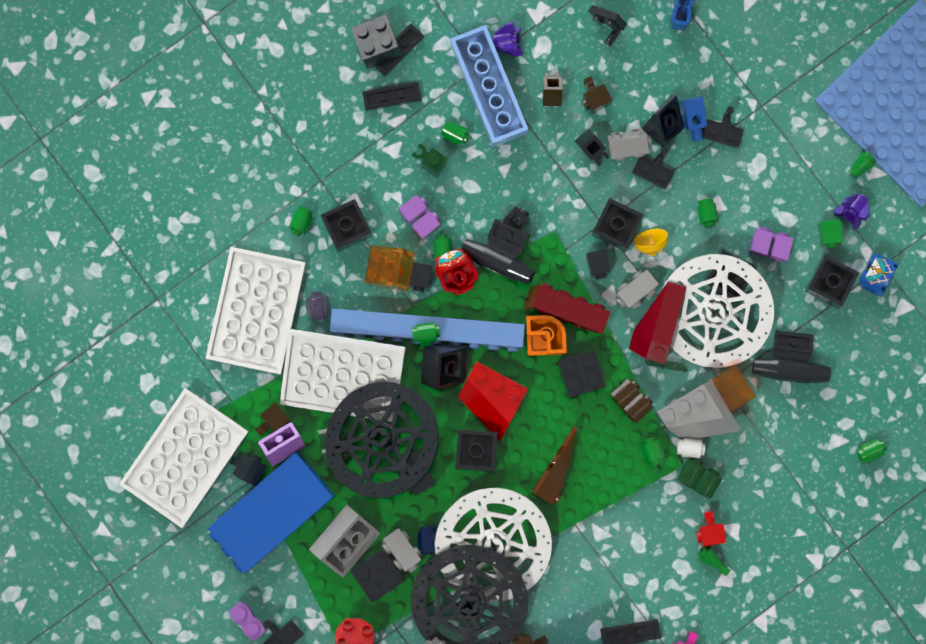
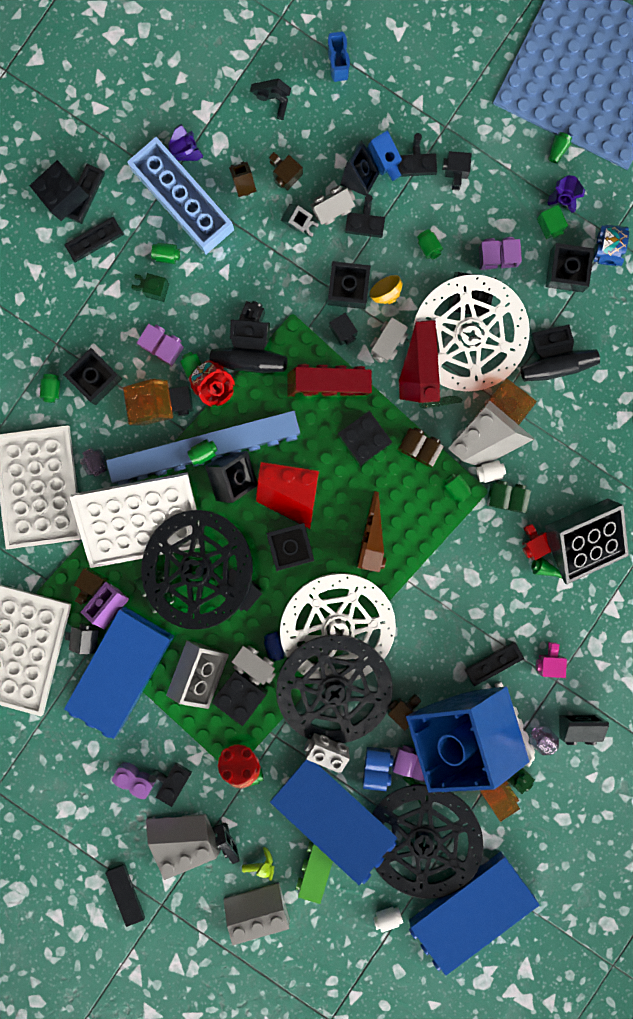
camera: 10 degrees left, 5 degrees up
(545, 336) = (318, 414): orange brick -> none
(759, 149) = (457, 166): none -> black brick
(760, 545) = (588, 539): none -> black slope

